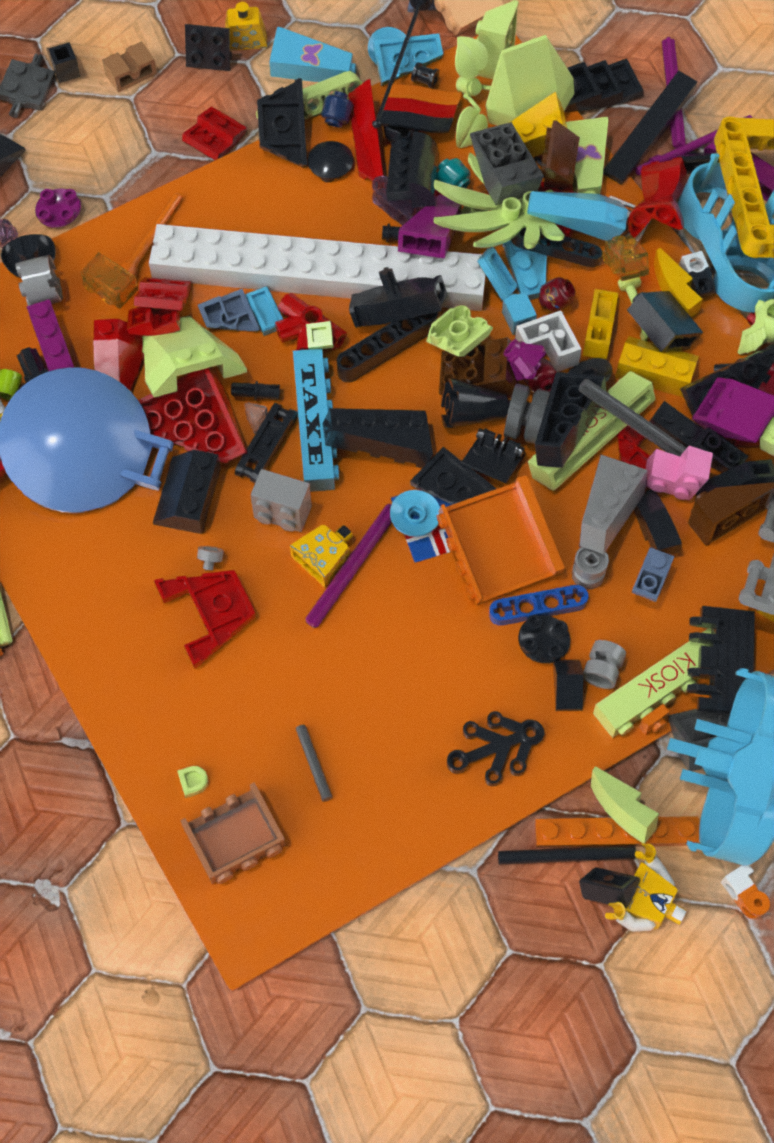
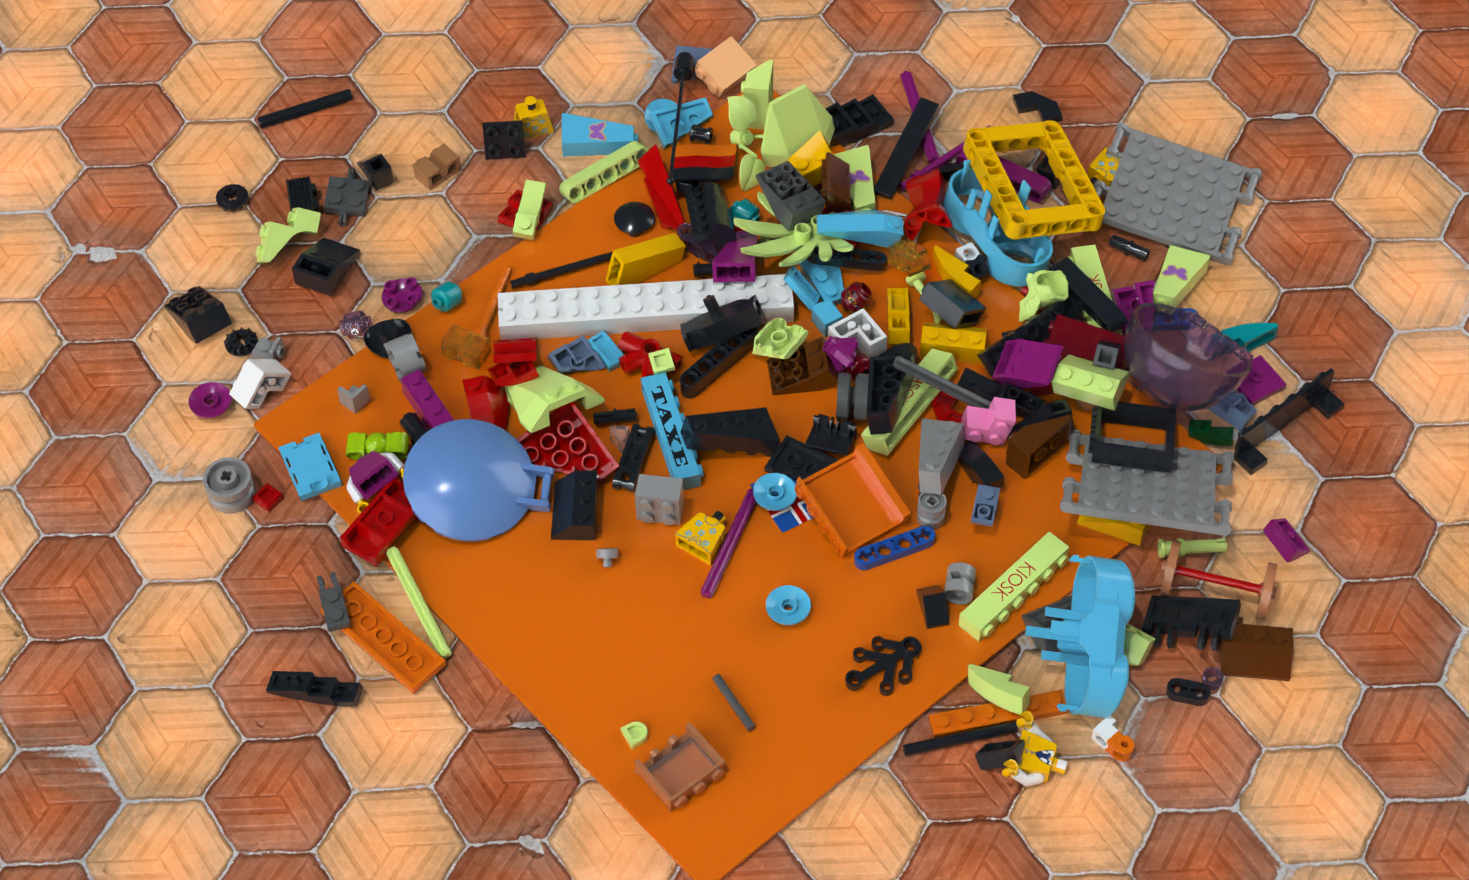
camera: 10 degrees left, 10 degrees down
(102, 218) = (446, 296): none -> teal head
(201, 212) = (531, 278): none -> black bar
(216, 132) = (529, 210): none -> yellowish green slope
(220, 604) = (624, 591): red wing -> none
(283, 124) = (587, 193): black wing -> none
(329, 211) = (644, 259): none -> yellow slope
(337, 109) = (631, 174): dark blue head -> none
(396, 644) = (788, 597): none -> medium azure dish
(471, 404) = (803, 397): black cone -> none
(544, 638) = (905, 573): black dish -> none
(654, 720) = (1010, 619): orange plate -> none
(729, 651) = (1059, 543): black hinge -> none

